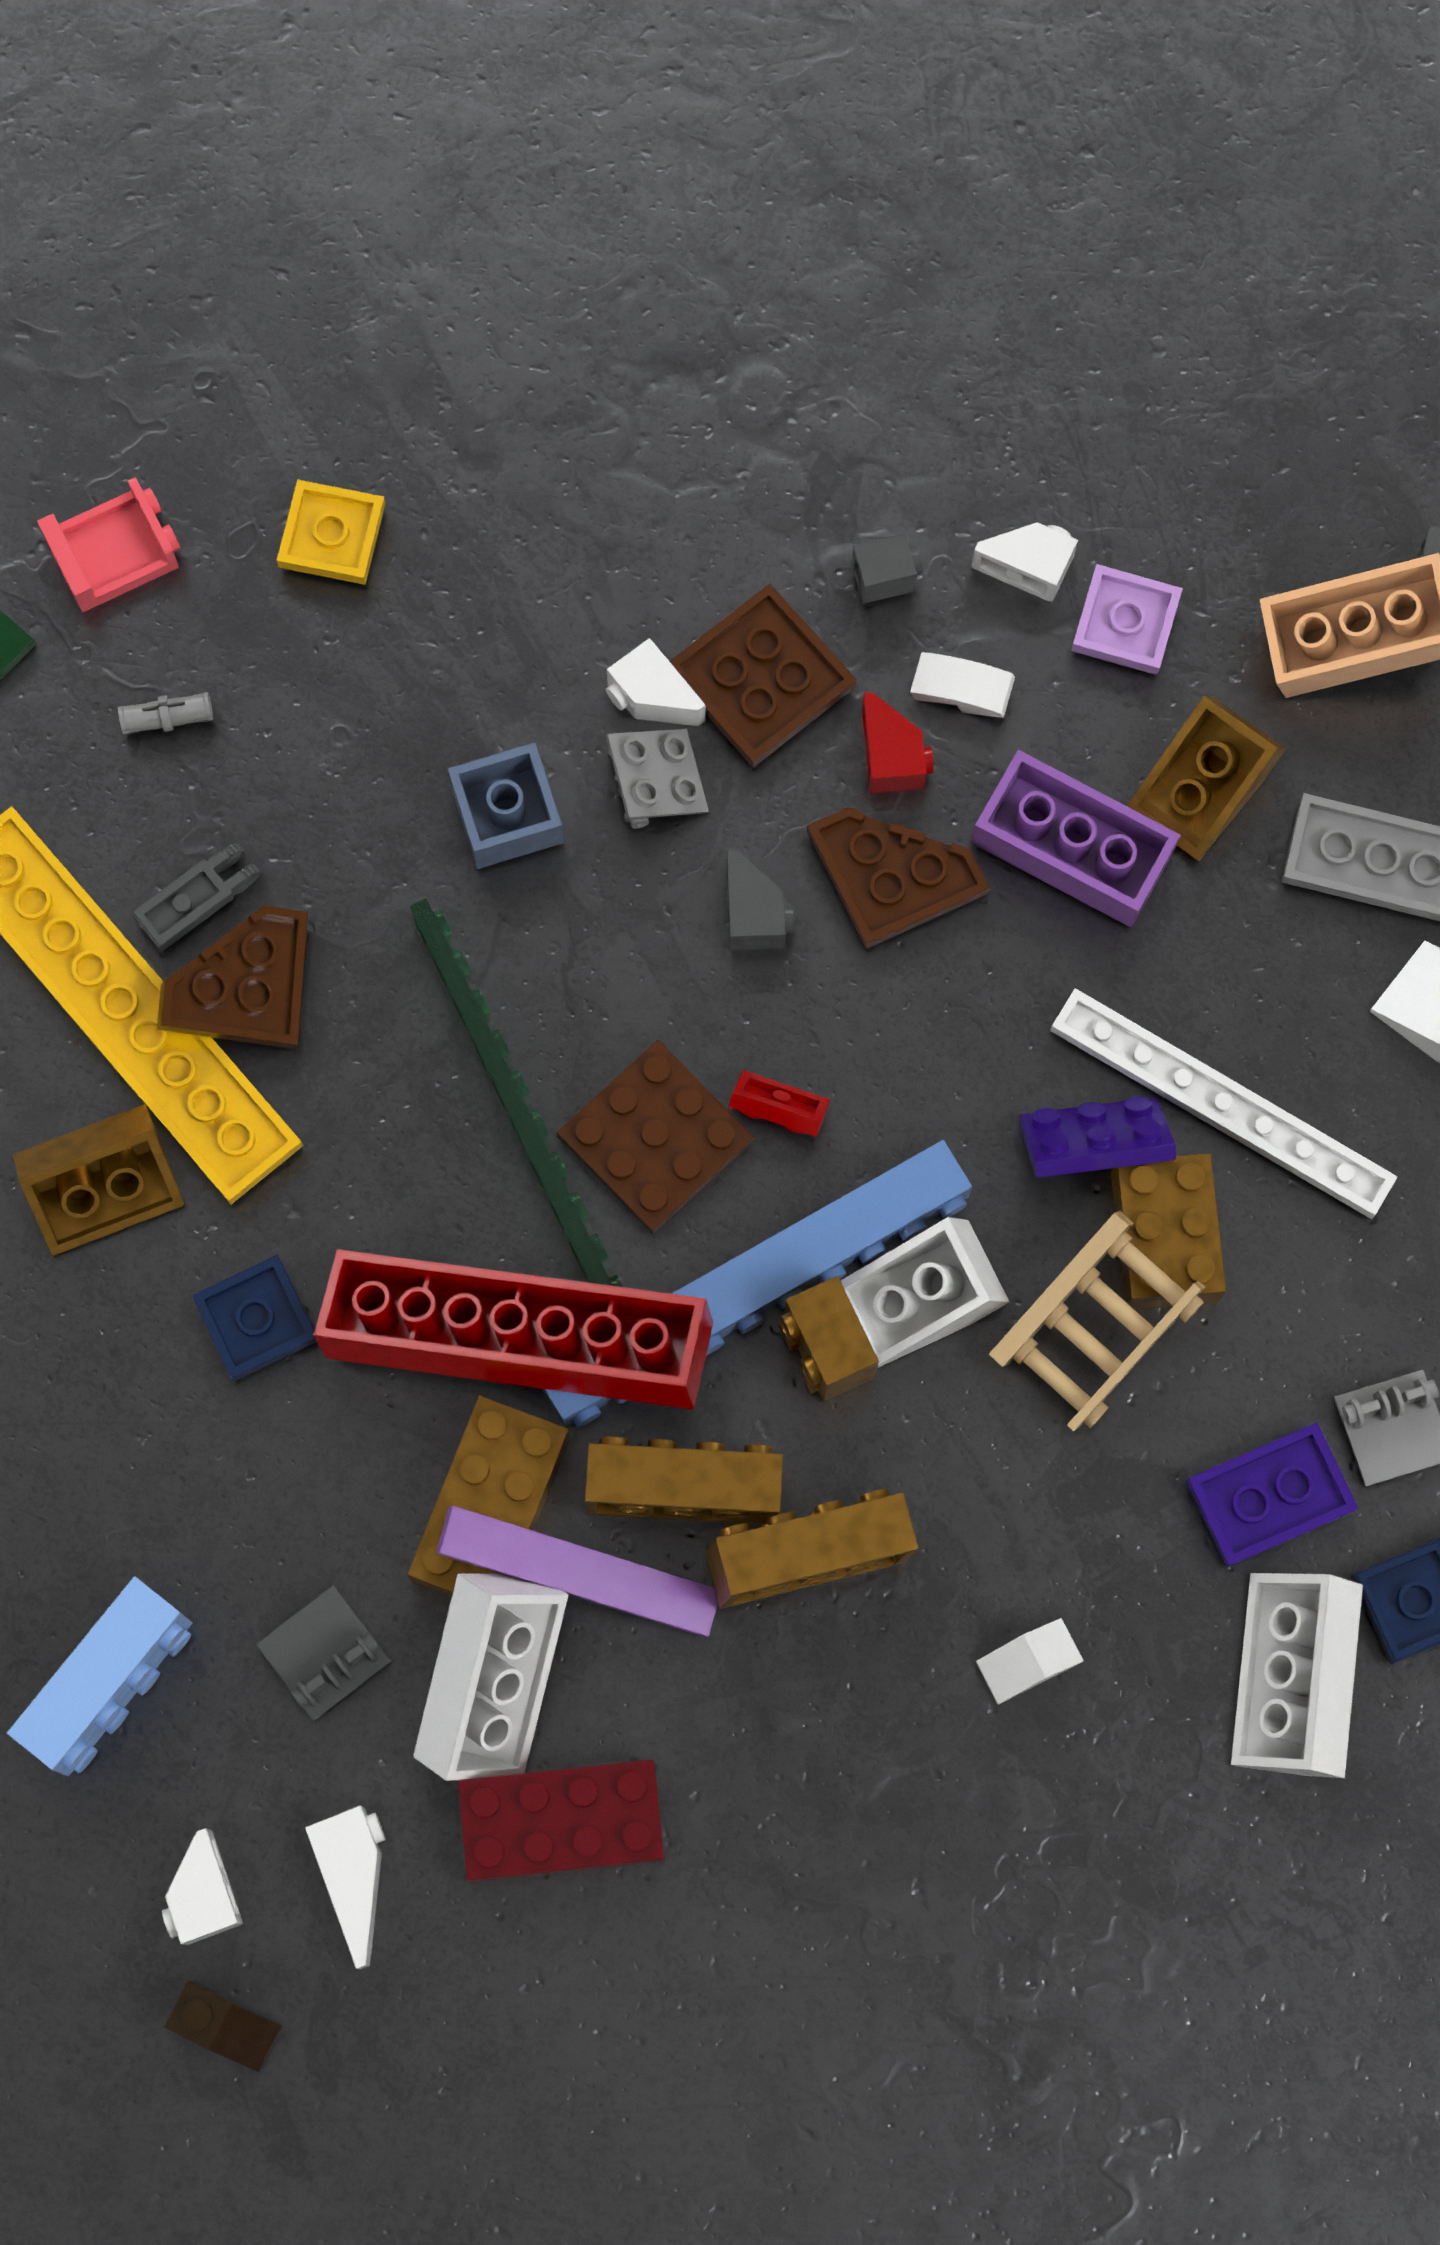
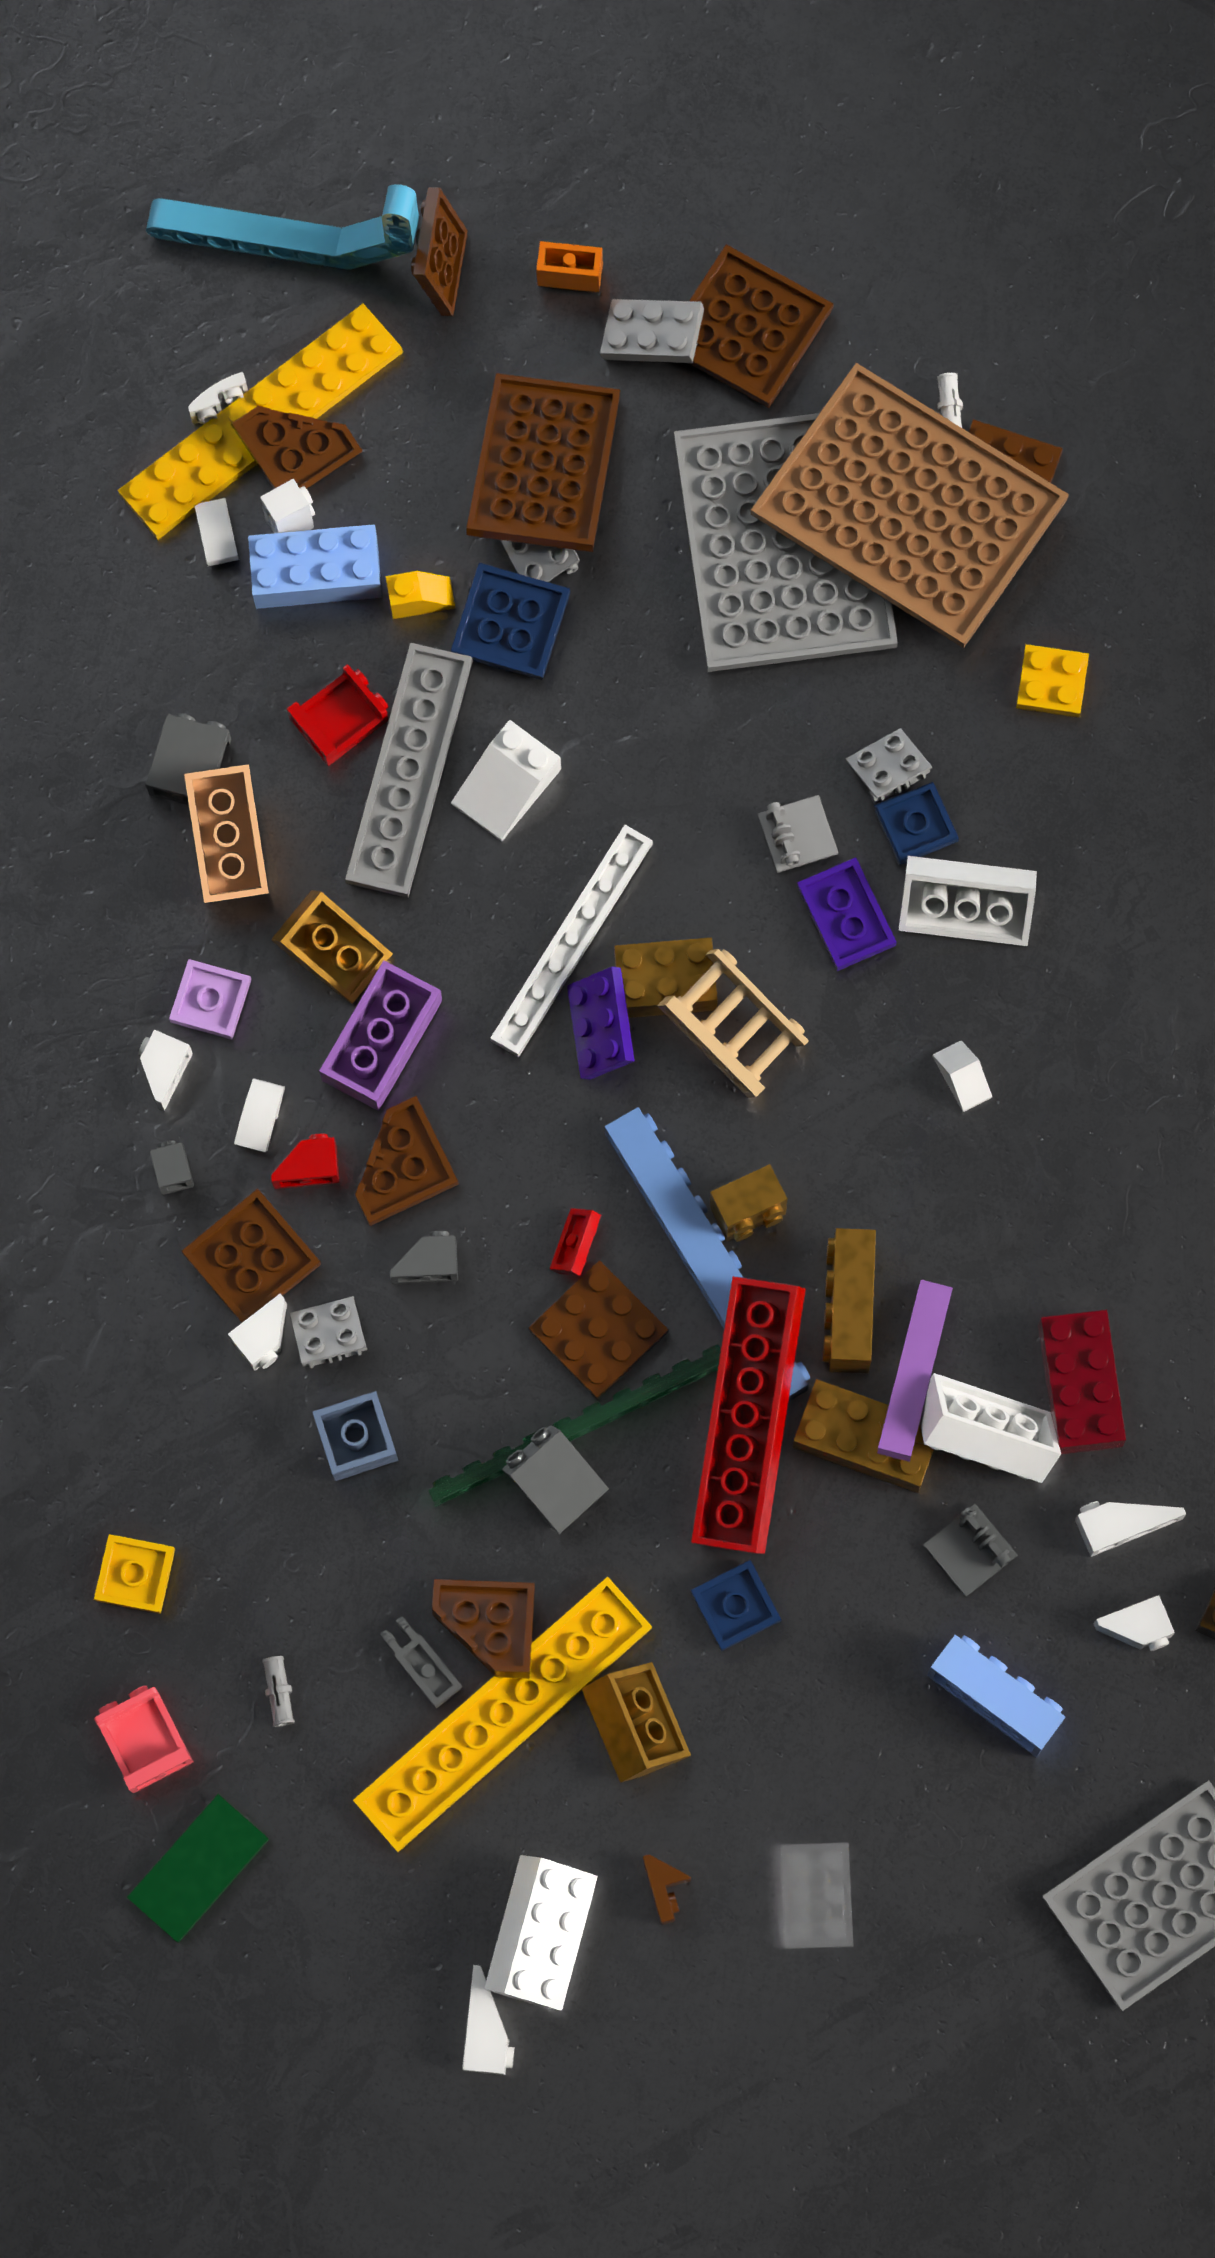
camera: 85 degrees left, 0 degrees up
(435, 1065) = (555, 1478): none -> dark grey panel
(810, 1549) = (896, 1214): pearl gold brick -> none
(924, 1290) = (708, 1141): white slope -> none

